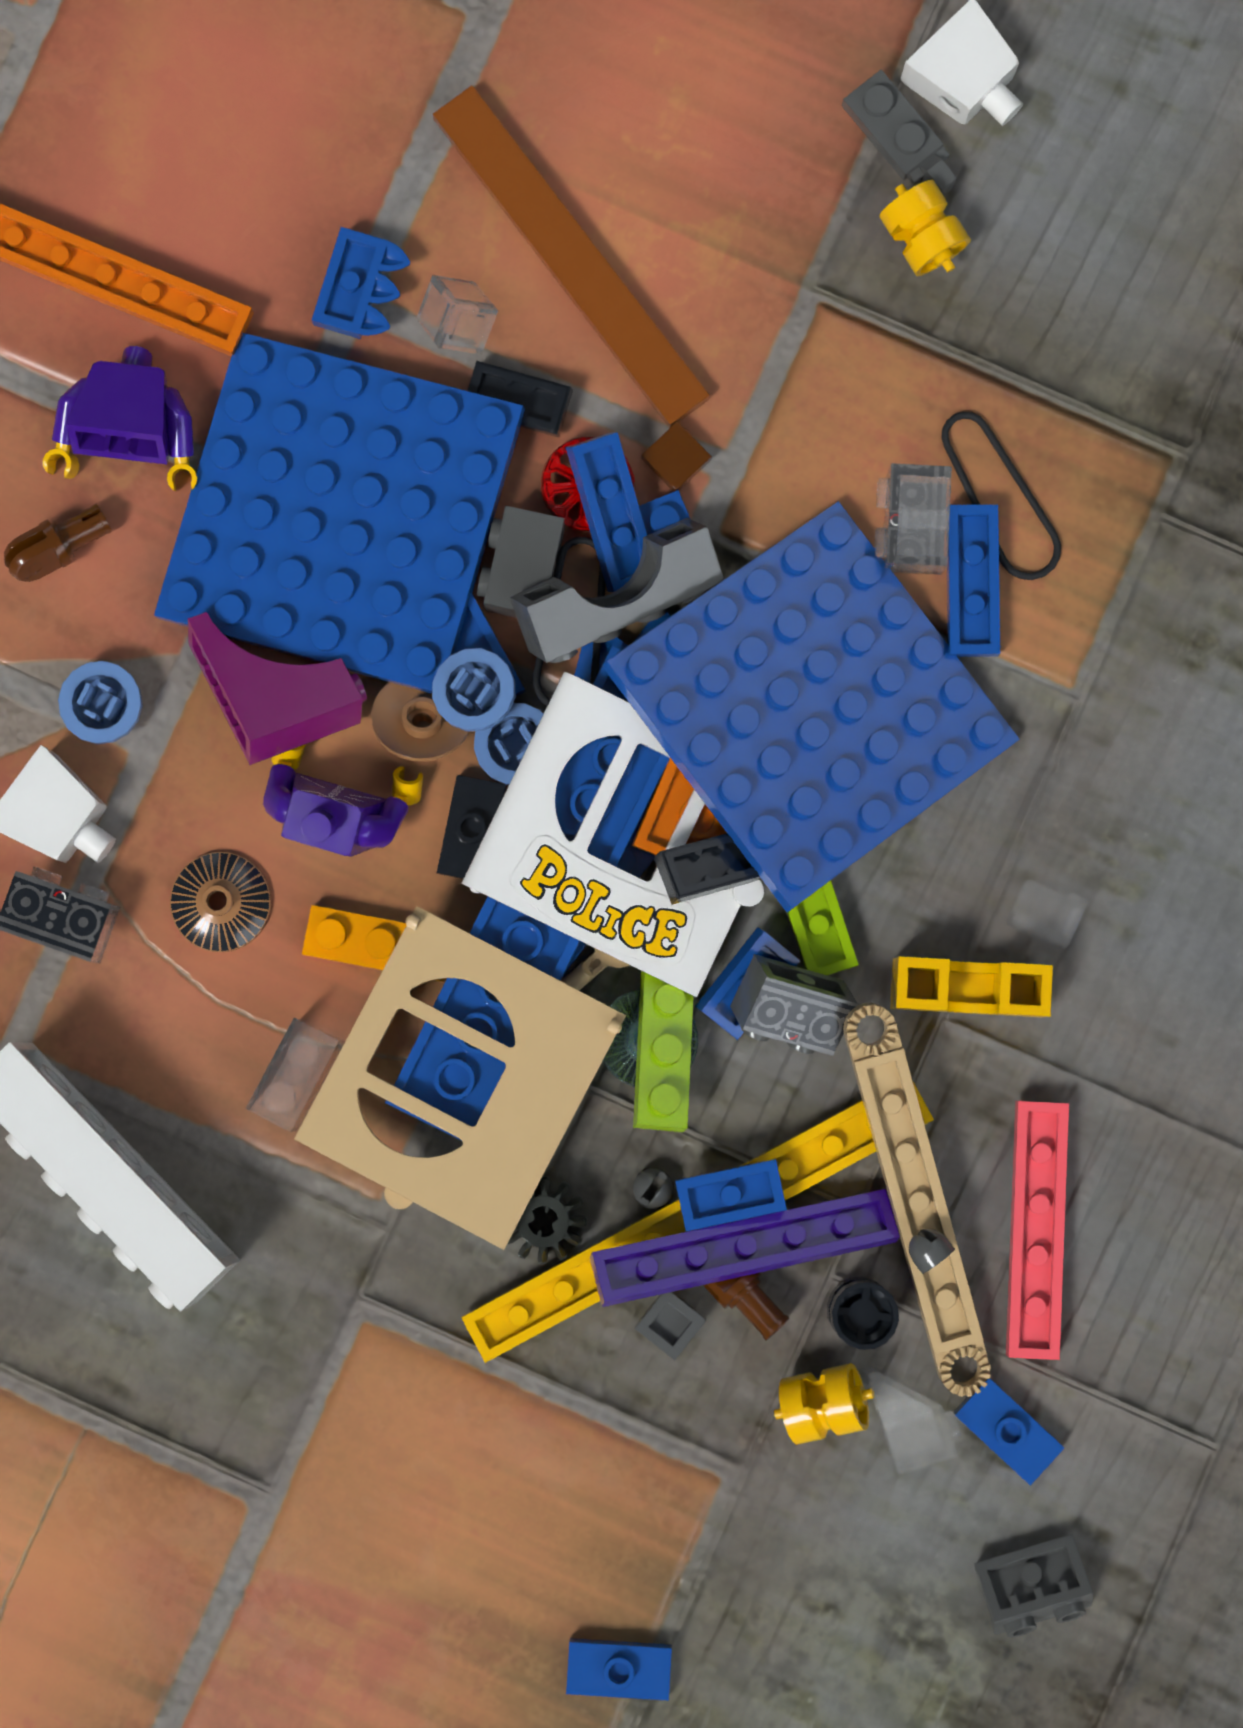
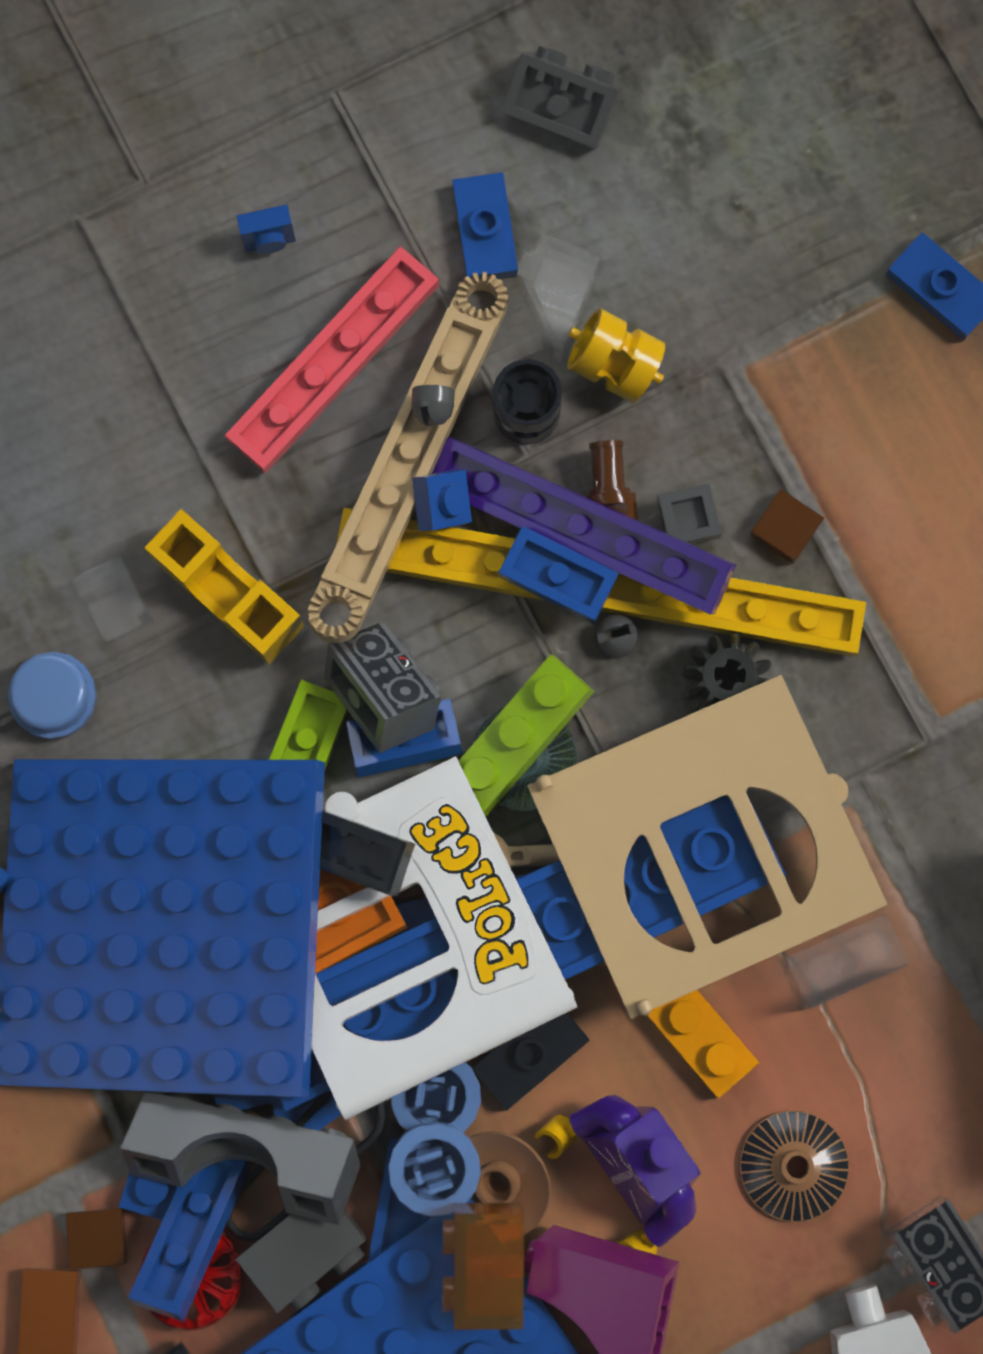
camera: 140 degrees left, 5 degrees down
(382, 651) = (486, 1266): none -> clear orange brick
(591, 1376) = (786, 526): none -> reddish brown tile
(863, 1182) = (442, 500): none -> blue plate
(1032, 807) = (52, 695): none -> medium blue piece
(1172, 1289) = (266, 229): none -> blue plate

